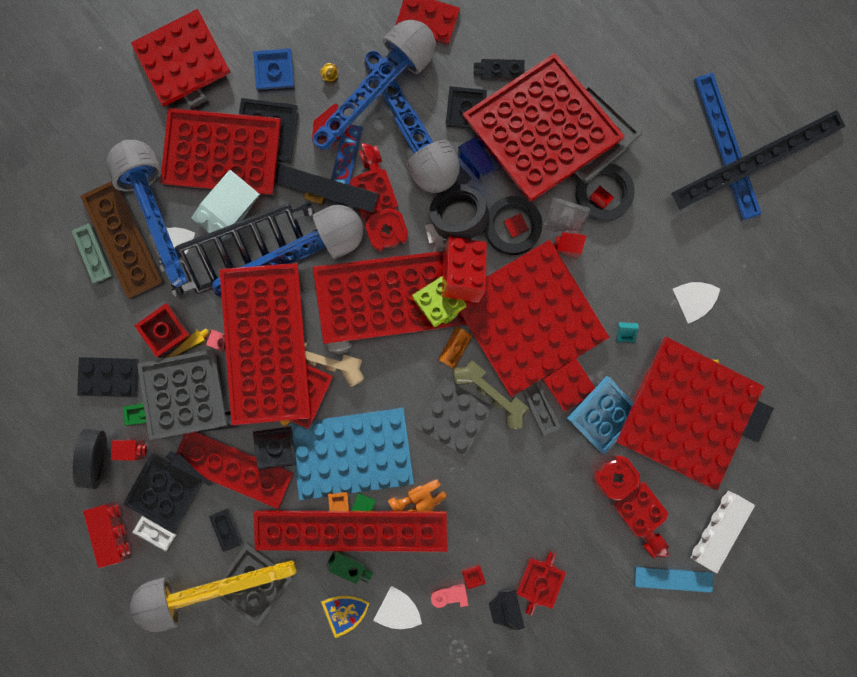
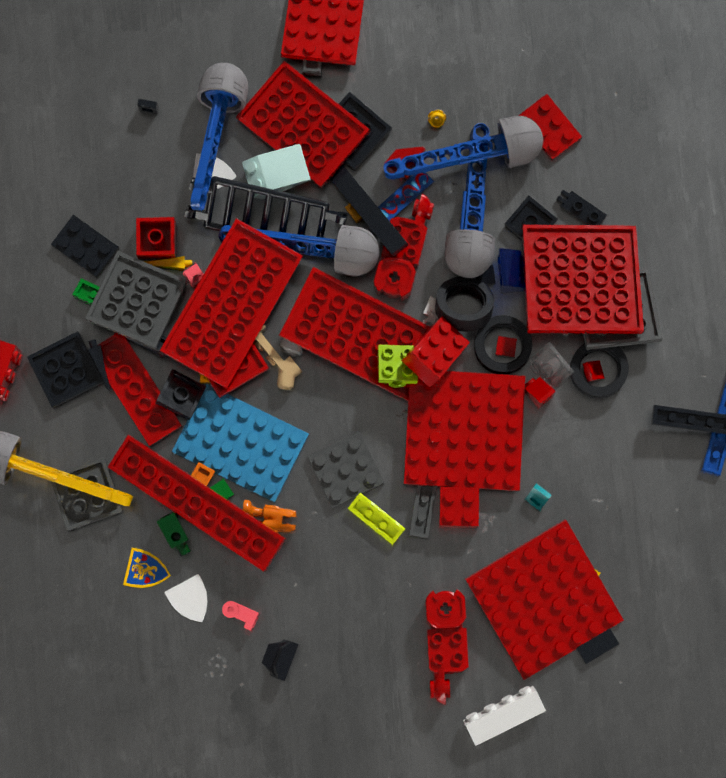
camera: 40 degrees right, 5 degrees down
(78, 222) = (148, 106): none -> black tile
(89, 458) = (27, 301): black tyre -> none
(91, 253) = (141, 137): sand green plate -> none
(122, 239) = (173, 142): reddish brown plate -> none
(128, 450) = (62, 315): red brick -> none
(154, 533) = (35, 398): white plate -> none
(225, 530) = (94, 434): black plate -> none
(273, 69) = (392, 85): blue plate -> none
(455, 347) = (385, 413): orange plate -> none
(472, 375) = (400, 497): olive plate -> none
(473, 577) = (271, 612): red tile -> none
(507, 440) = (376, 518): none -> neon yellow plate
(541, 583) = (323, 655): red plate -> none
(602, 415) = (468, 549): dark azure plate -> none
(673, 579) = (436, 729): dark azure tile -> none
(696, 299) = (616, 510): white sticker -> none

